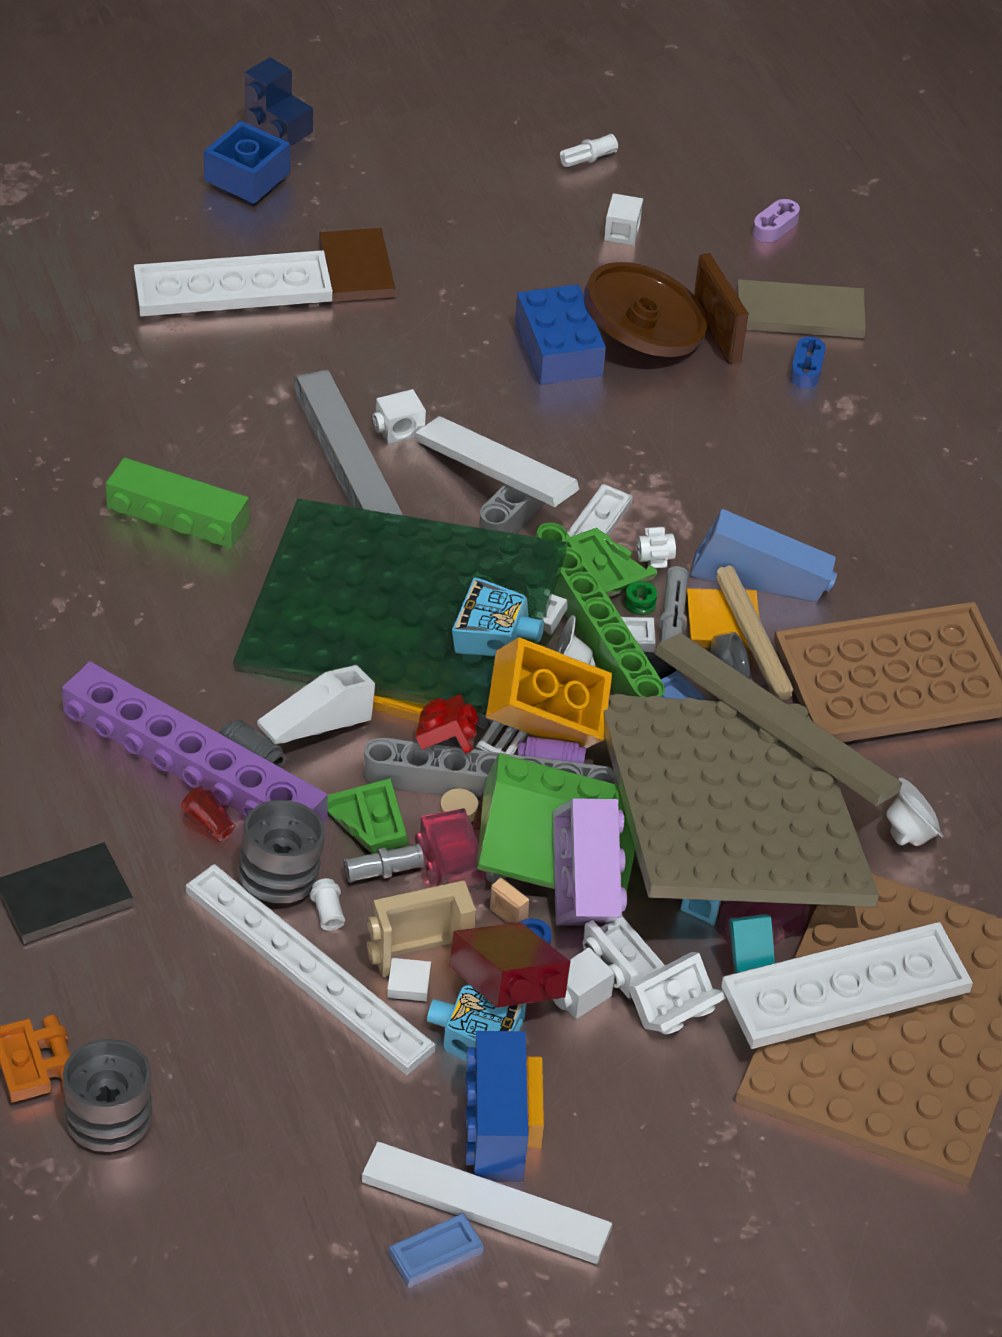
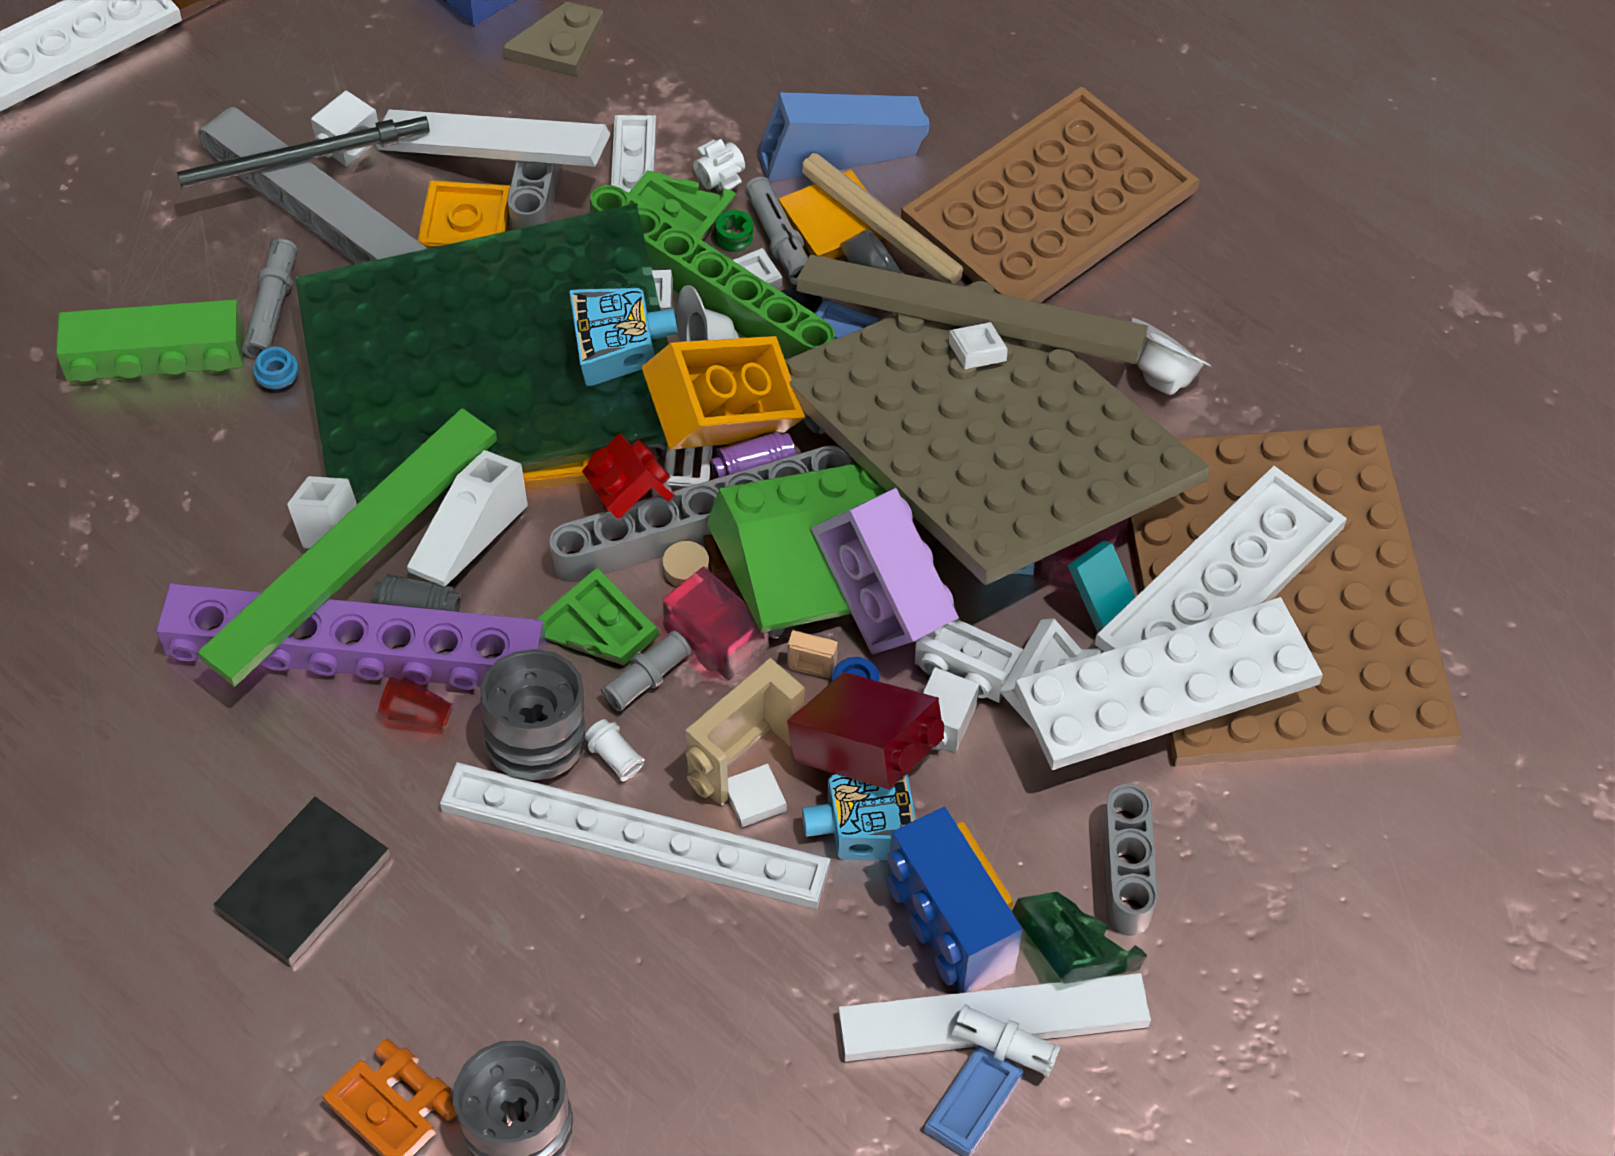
camera: 25 degrees left, 10 degrees up
(222, 687) = (346, 548): none -> bright green tile
(223, 662) = (320, 506): none -> white brick
(252, 556) = (275, 359): none -> dark azure plate
(274, 510) = (273, 284): none -> light grey pin
(422, 428) = (385, 133): none -> pearl dark grey bar
(448, 503) = (463, 212): none -> light orange tile
(480, 1216) = (1006, 1040): none -> white pin
(576, 1178) = (1072, 939): none -> clear green wing
(595, 417) = (558, 39): none -> dark tan wing
(649, 1158) = (1123, 879): none -> light grey beam
(754, 1030) = (1167, 683): none -> white plate
(761, 742) = (977, 345): none -> white tile

